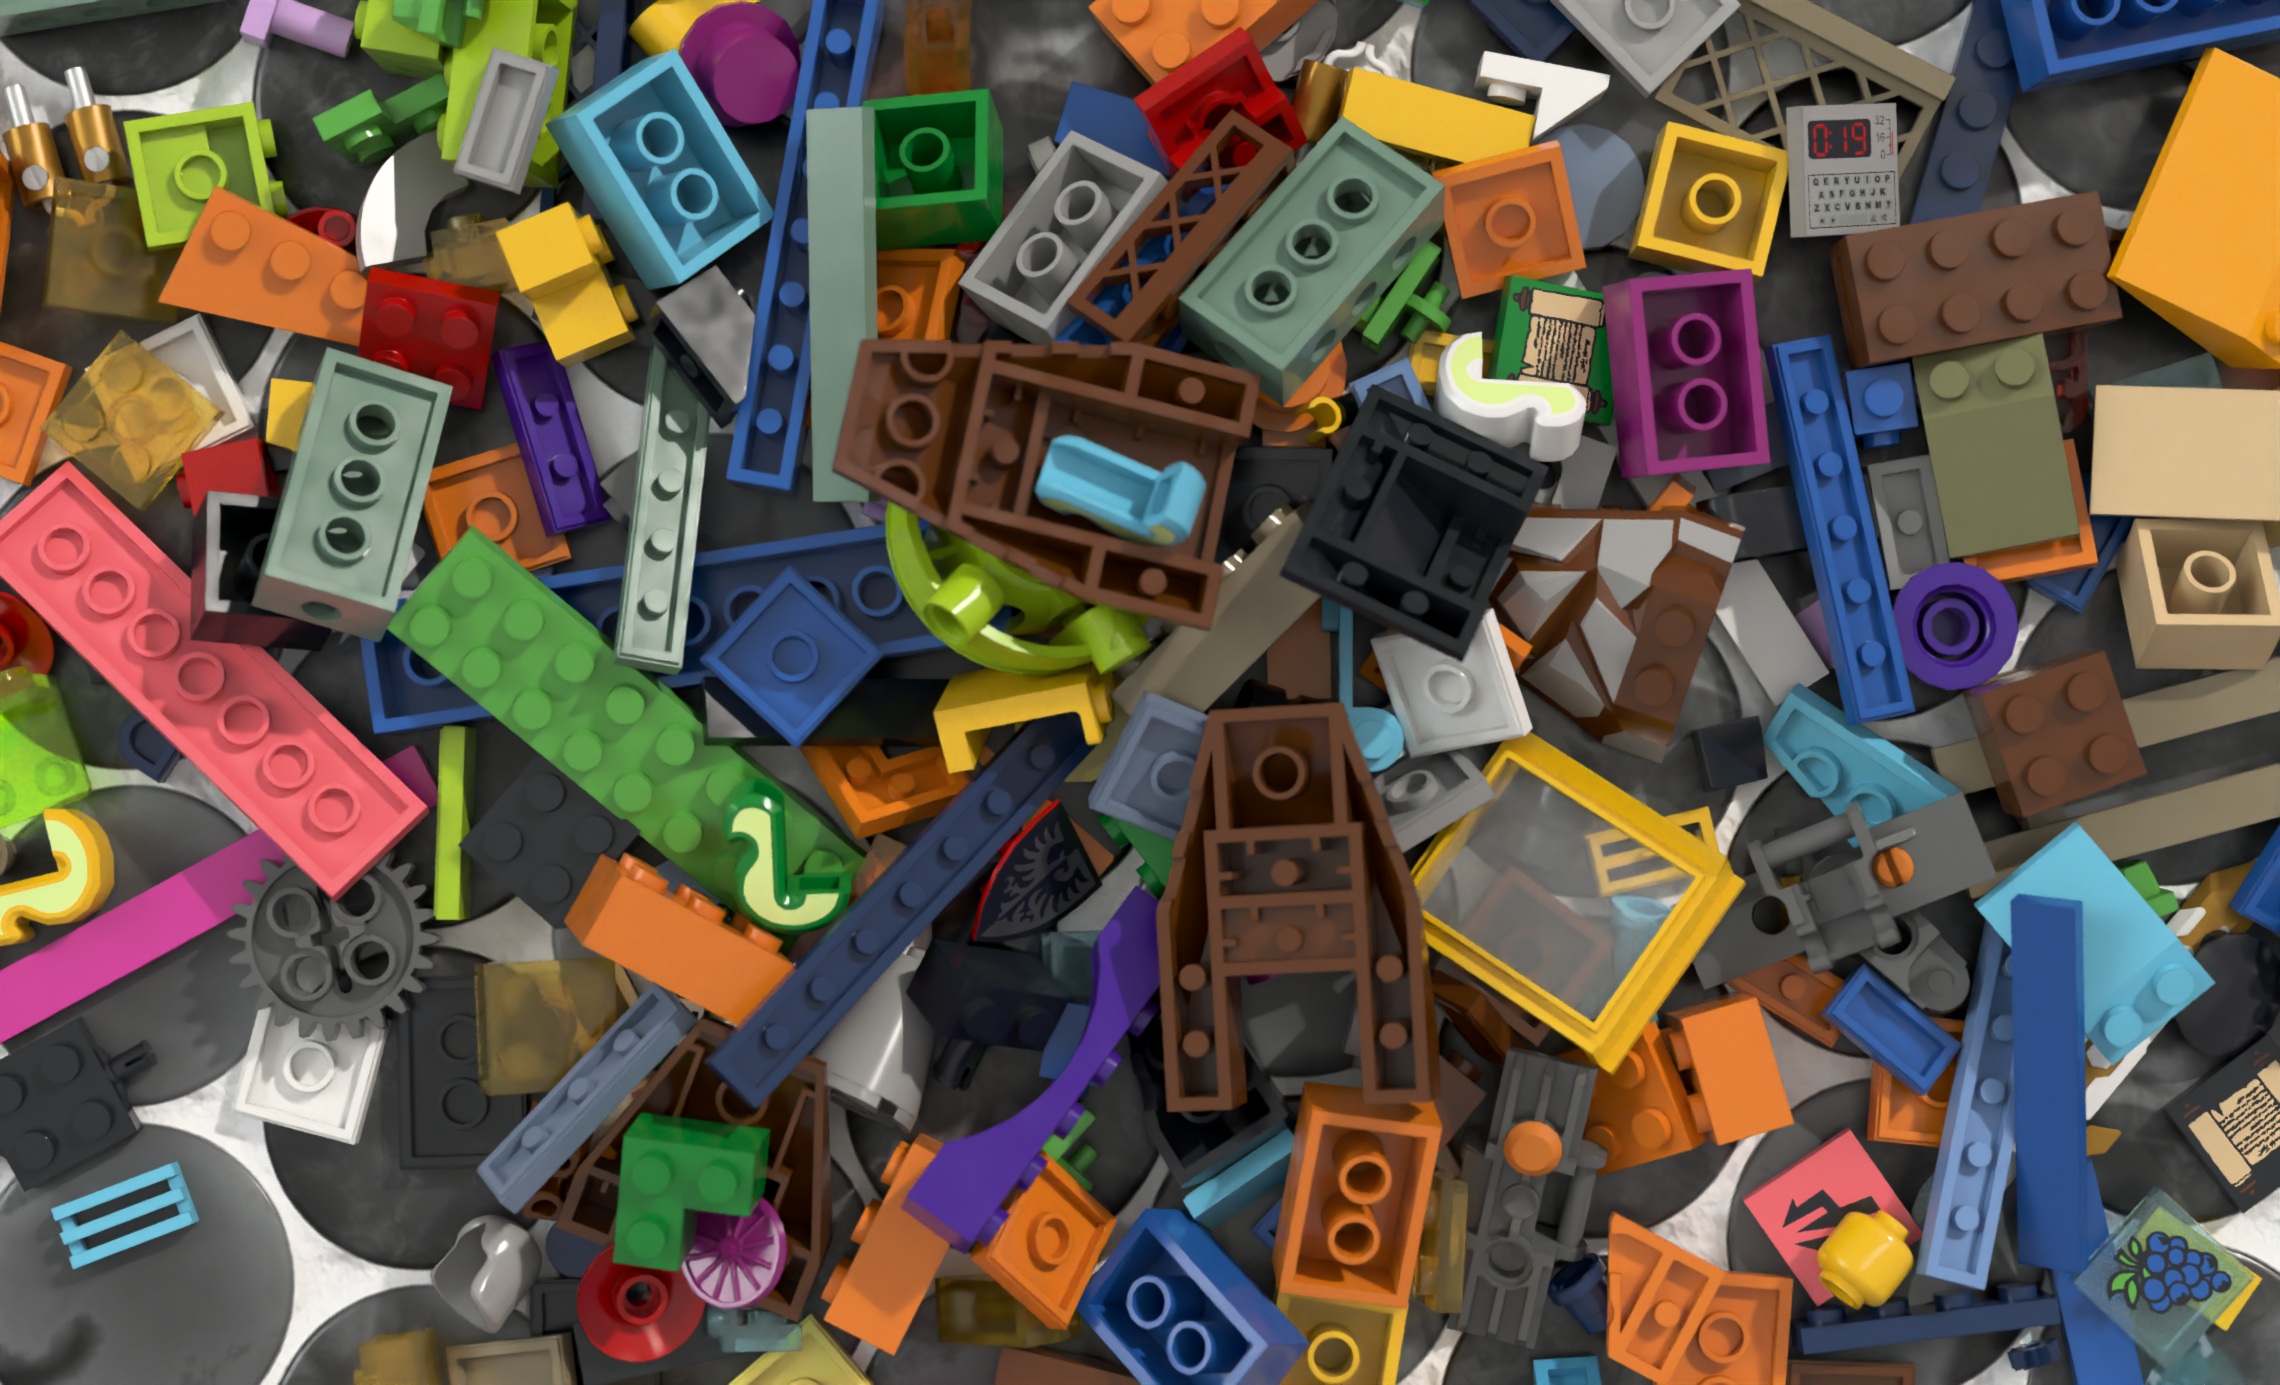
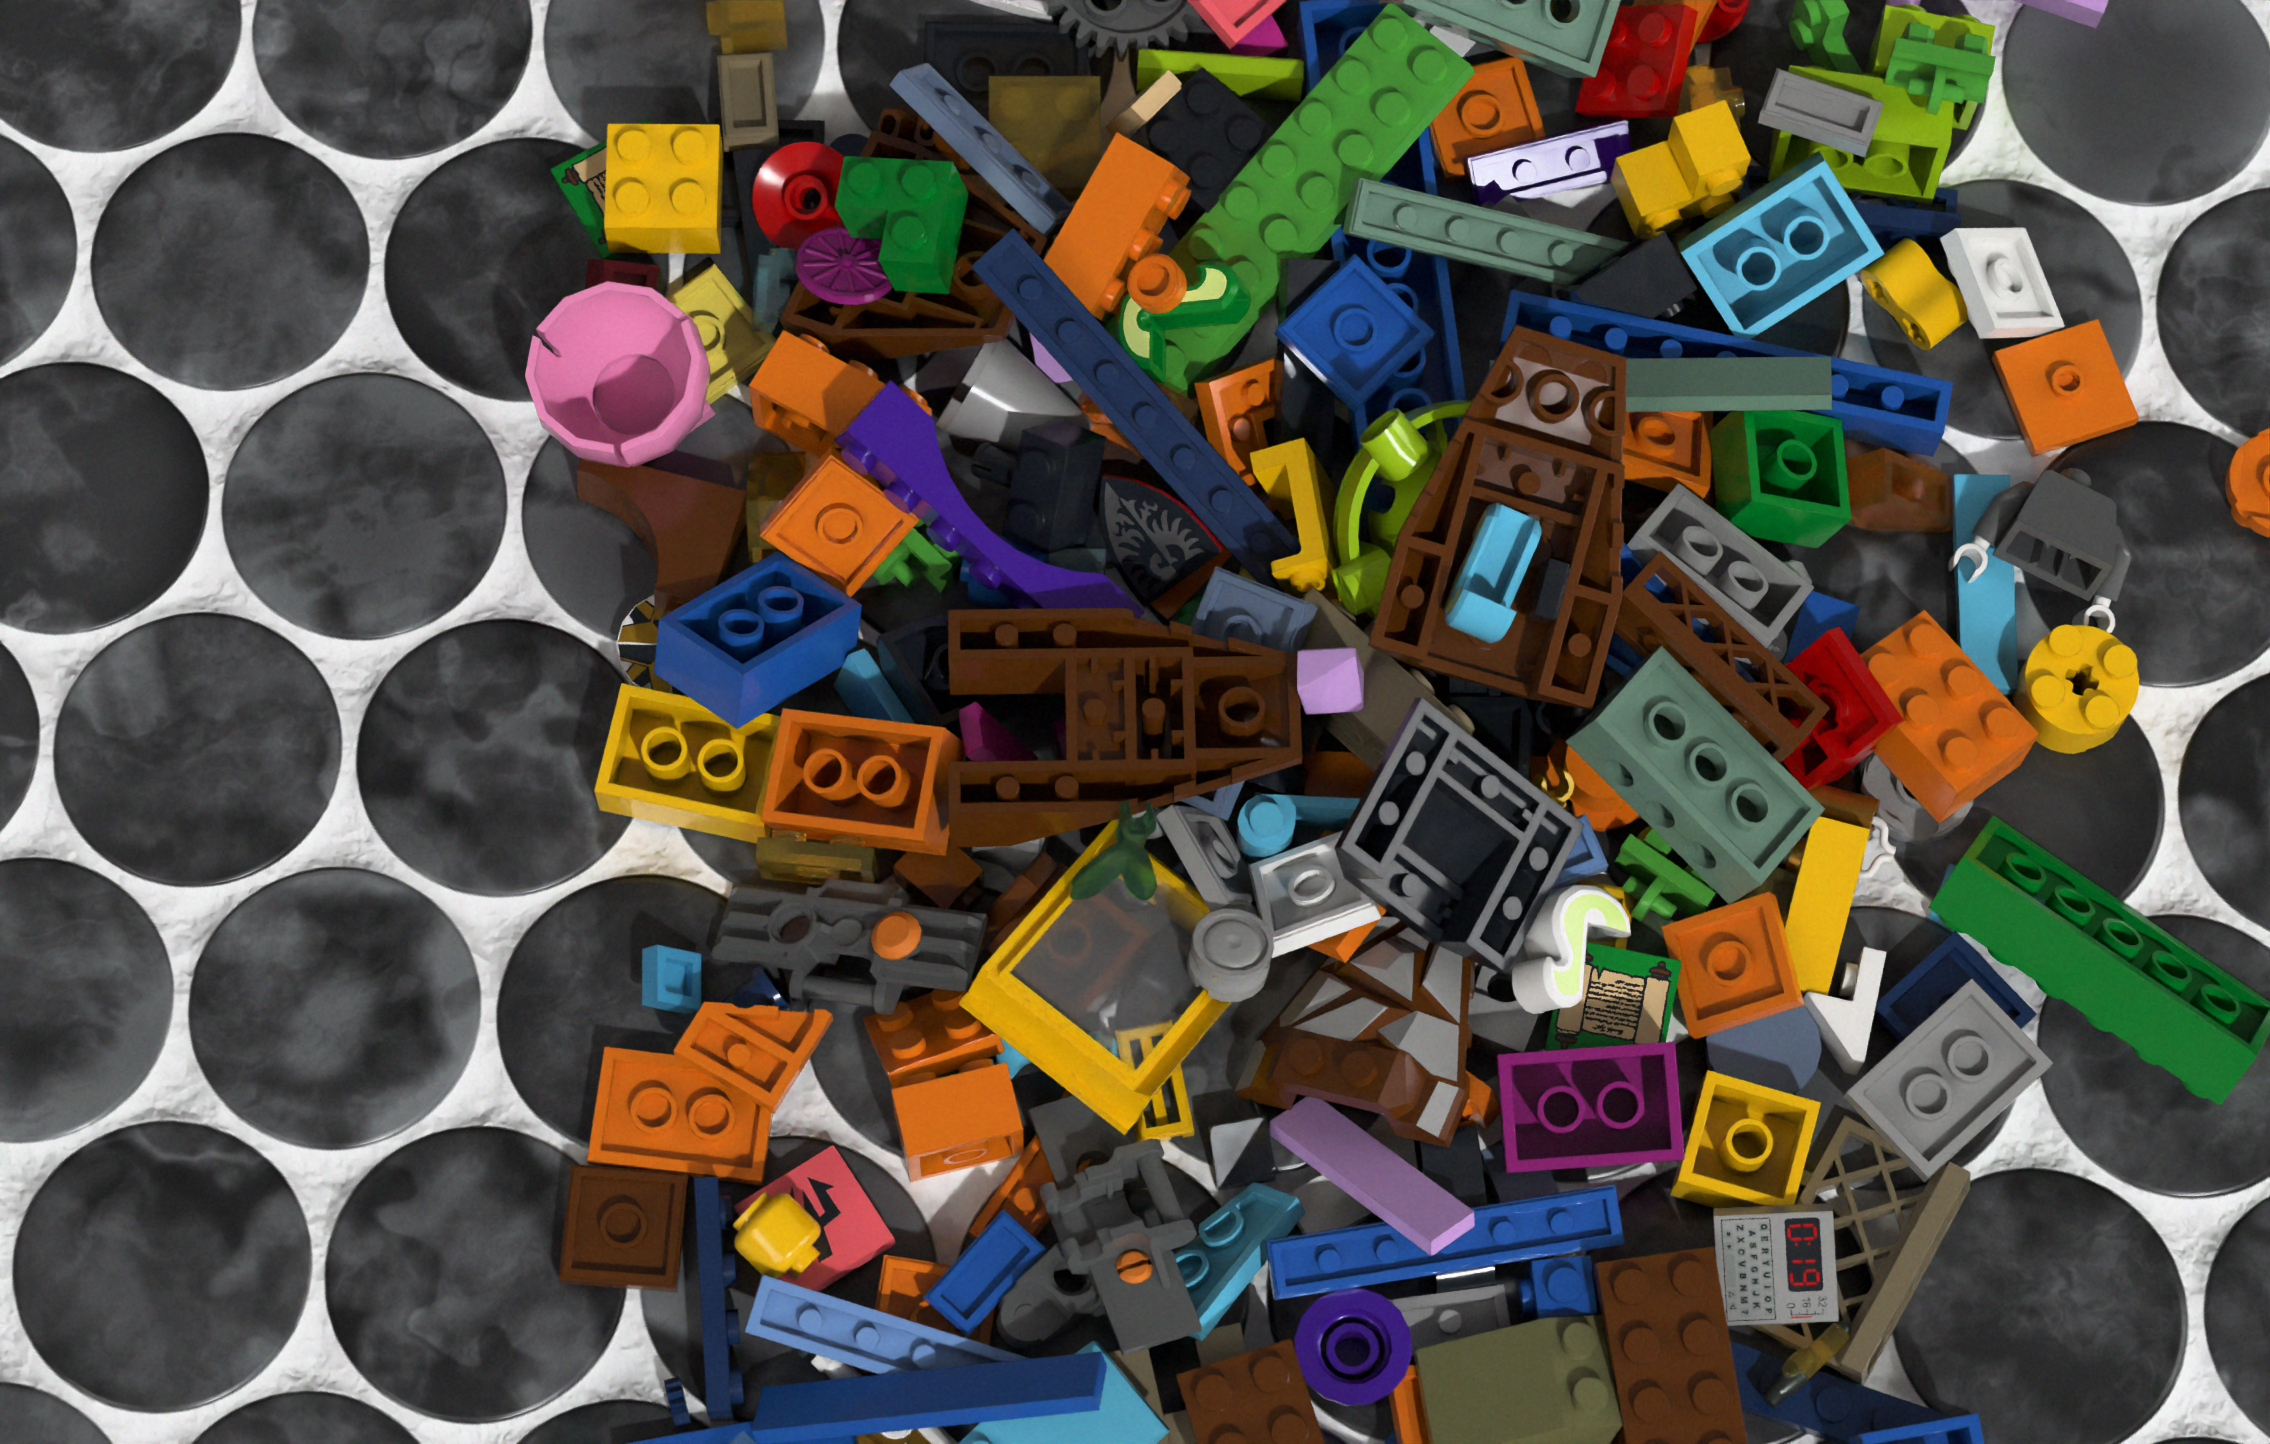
camera: 90 degrees right, 15 degrees down
(400, 204) = (1747, 44): light grey tile -> none
(489, 1288) = (836, 87): light grey hair -> none
(507, 910) = (1144, 105): none -> tan tile
(743, 62) = (1876, 321): magenta piece -> none
(751, 888) = (1157, 283): none -> orange tile
(1130, 427) = (1547, 591): none -> black tile
(1239, 673) = (1330, 680): none -> lavender slope
(1305, 1039) = (987, 739): none -> dark pink tile
(1452, 892) = (1123, 857): none -> clear green piece
(1543, 774) = (1230, 954): none -> light grey wheel
(1776, 604) = (1372, 1174): none -> lavender tile
(1944, 138) = (1806, 1363): none -> clear yellow piece

